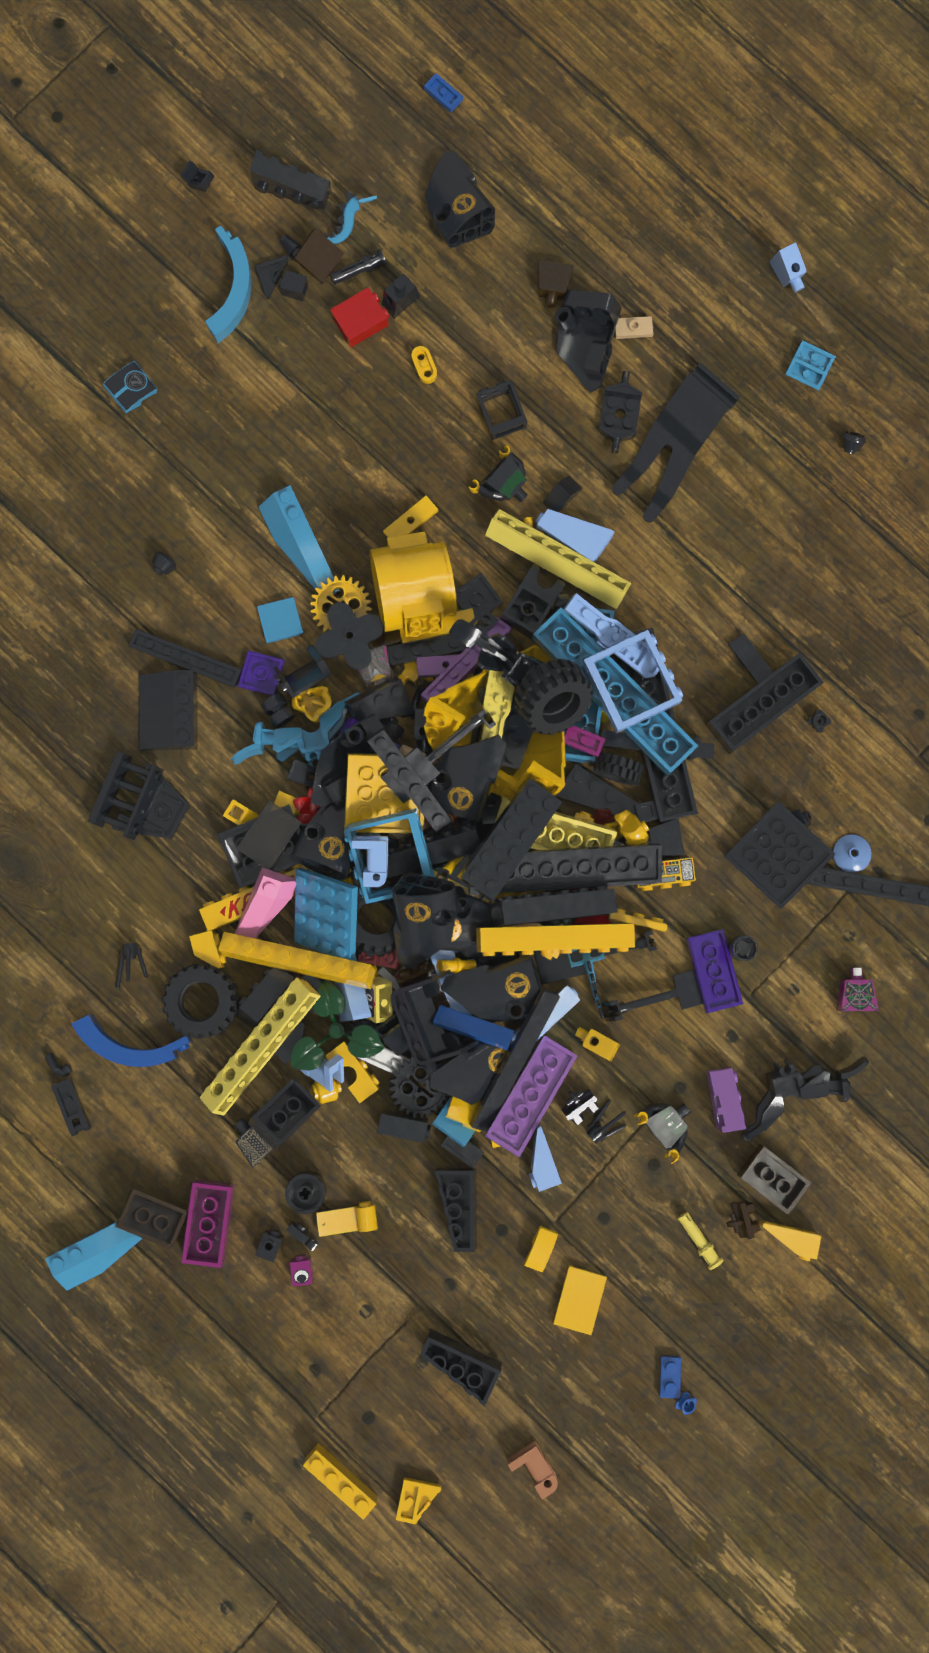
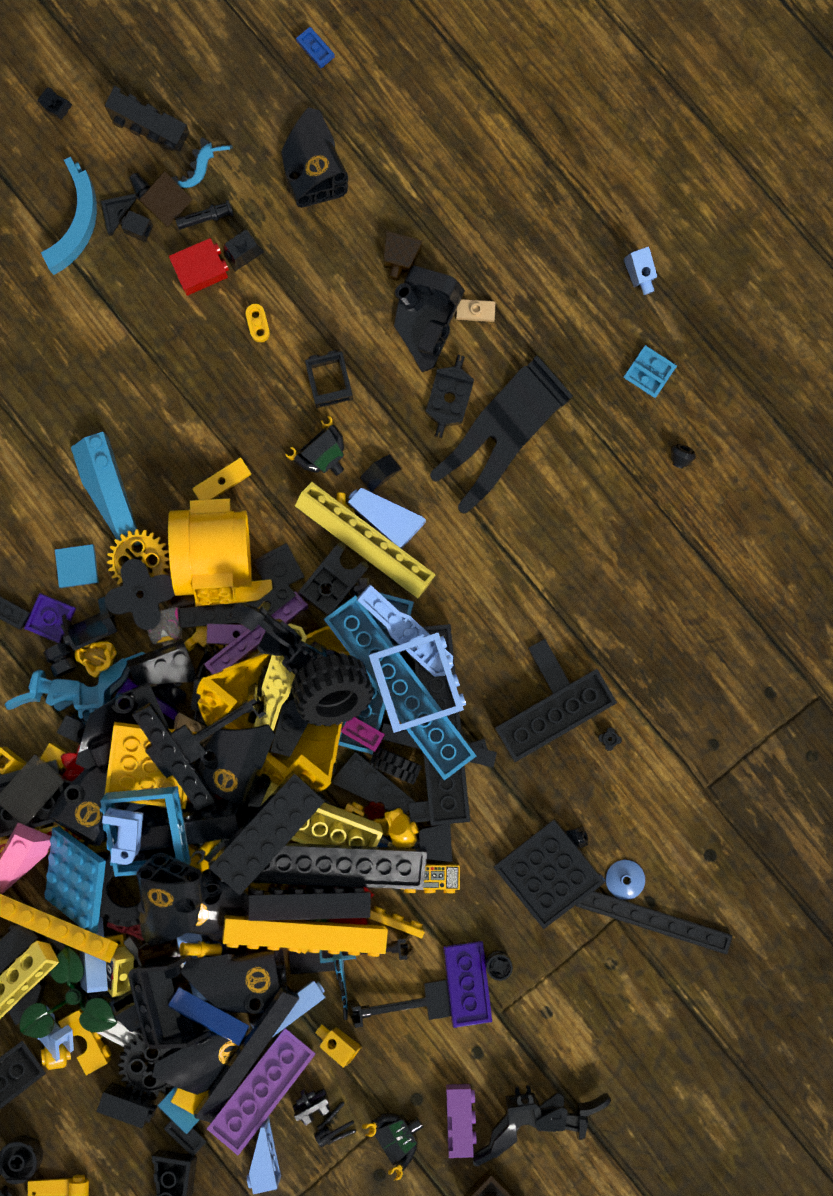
camera: 10 degrees right, 0 degrees up
(857, 993) = (609, 1026): torso -> none

